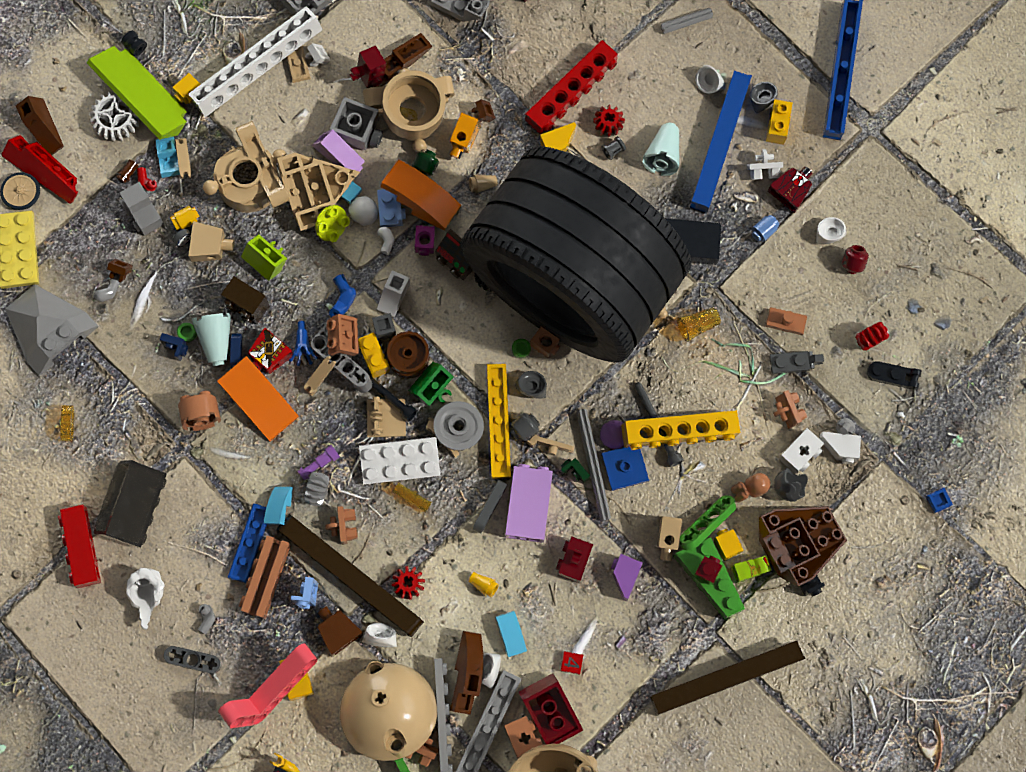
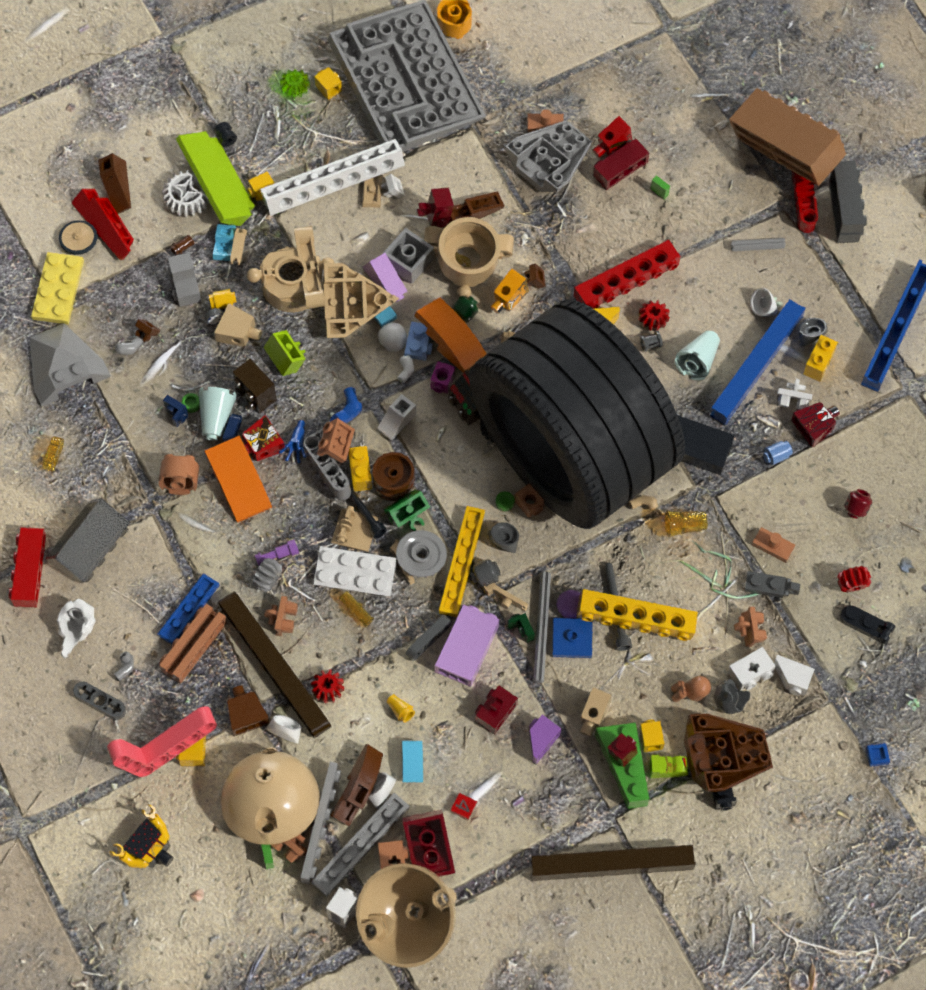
camera: 20 degrees right, 10 degrees down
(146, 183) = (197, 261): red arm -> none
(276, 507) = (223, 582): medium azure slope -> none
(309, 590) = (229, 669): light blue bracket -> none
(319, 376) = (302, 472): tan piece -> none
(331, 223) = (358, 339): neon yellow dish -> none
(376, 138) = (425, 274): dark grey tile -> none
(384, 327) = (378, 444): dark grey brick -> none
(693, 537) = (637, 709): bright green beam -> none
(830, 230) = (842, 471): white piece -> none
(845, 426) = (803, 657): light grey plate -> none

